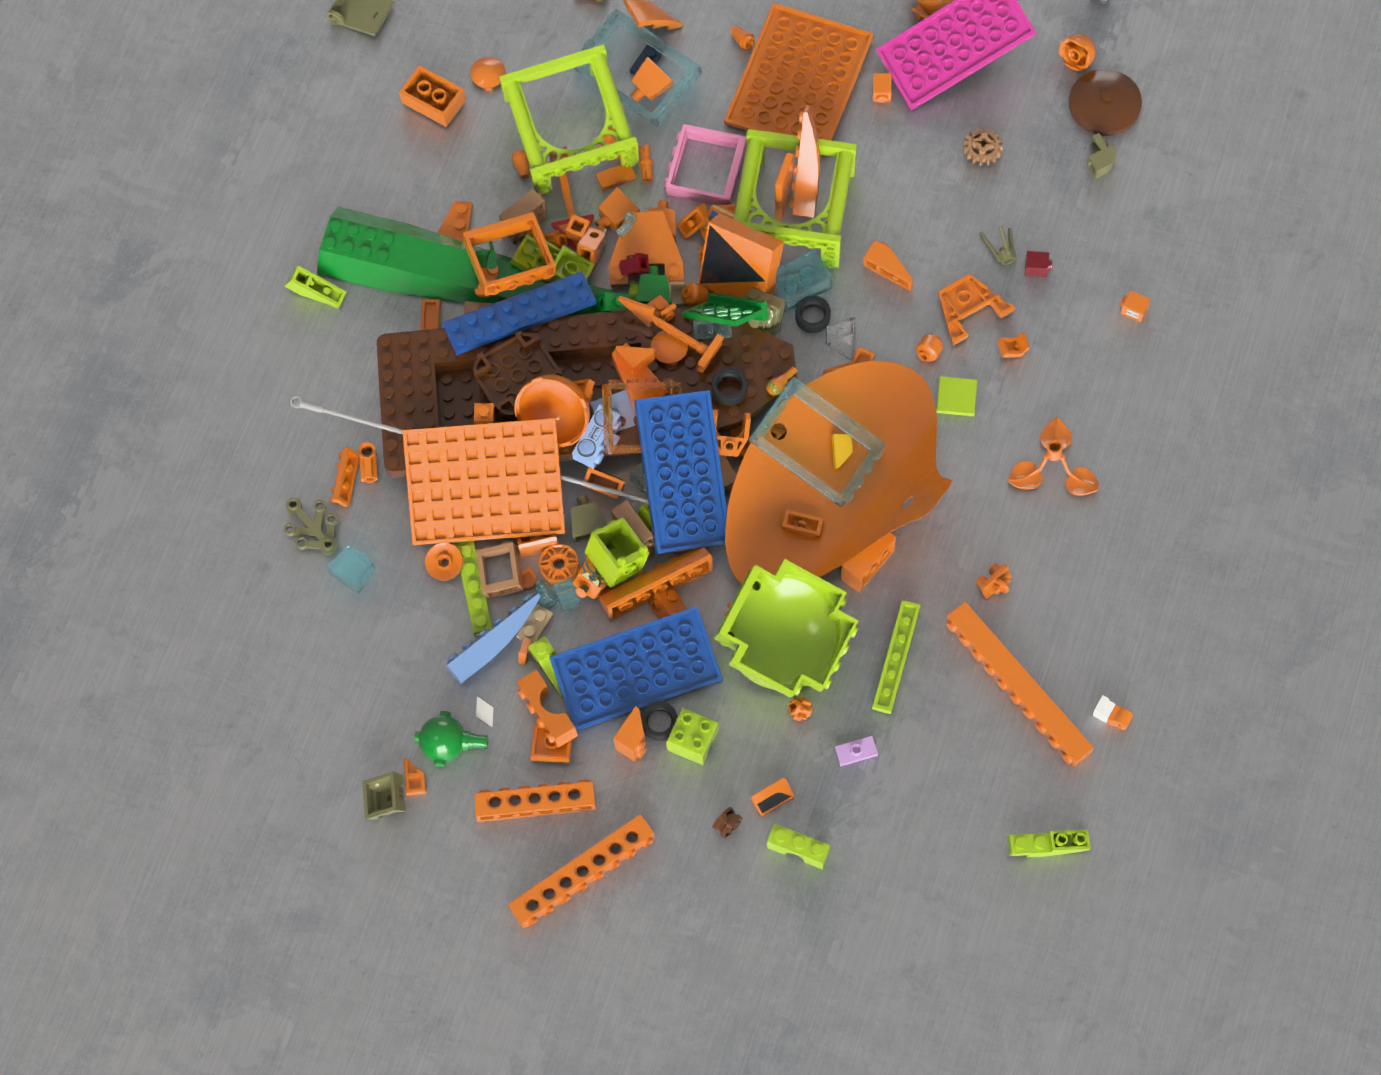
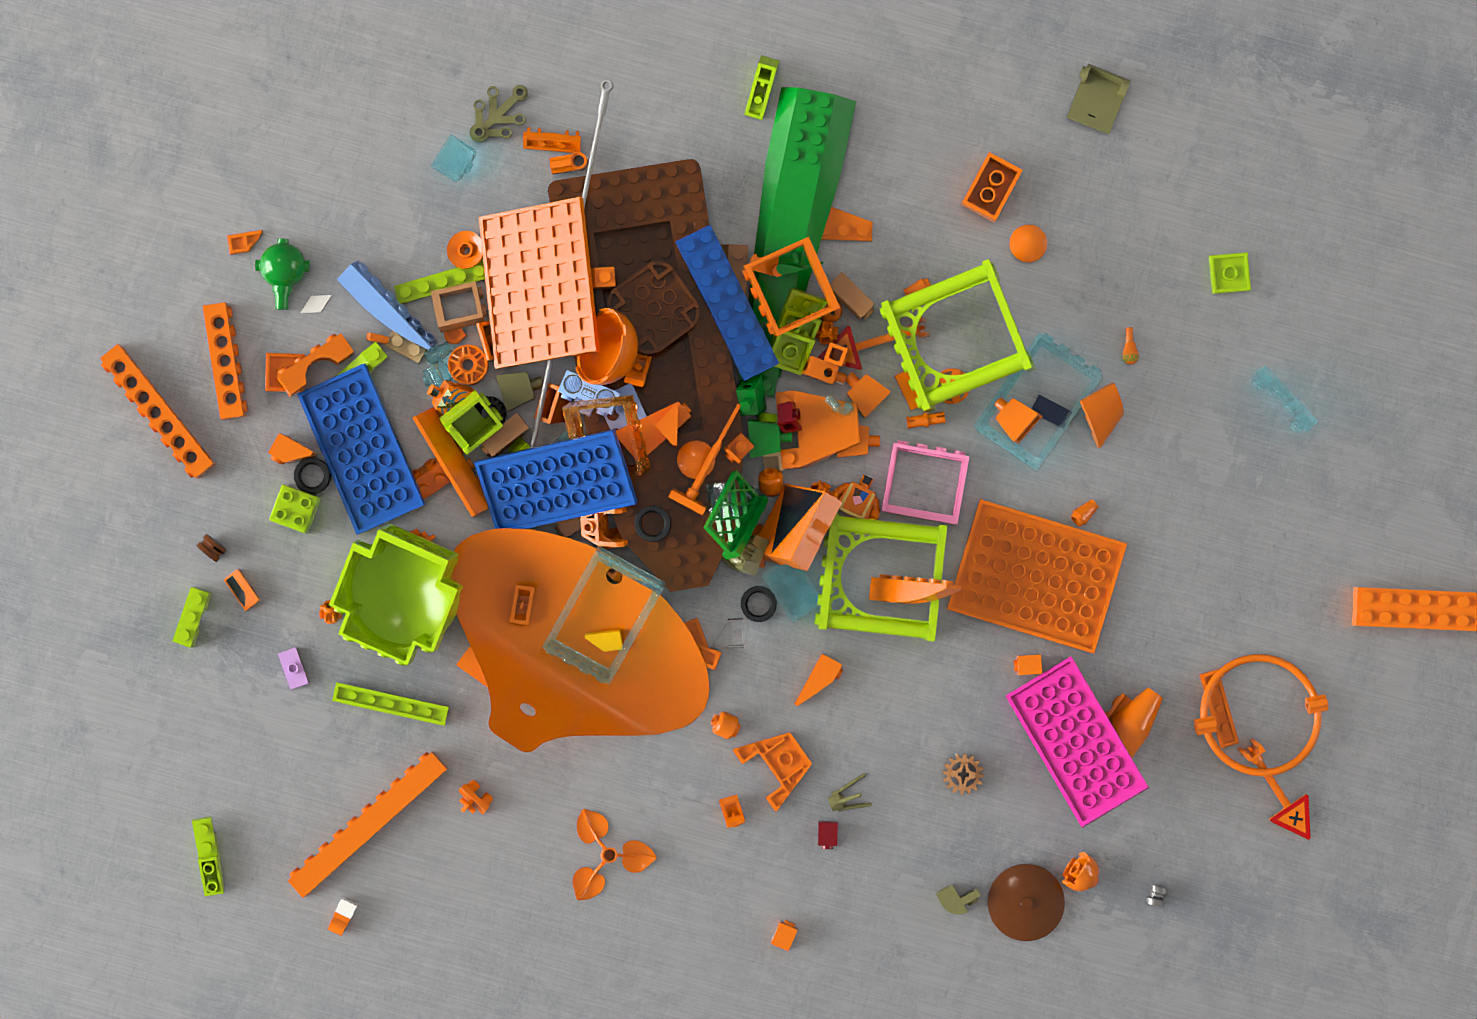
camera: 90 degrees right, 20 degrees up
(383, 795) = (215, 215): olive brick -> none
(430, 314) = (737, 209): orange tile -> none
(693, 221) = (856, 474): orange slope -> none
(776, 385) = (658, 571): orange piece -> none
(783, 186) = (891, 567): orange tile -> none
(956, 396) = (675, 755): lime tile -> none

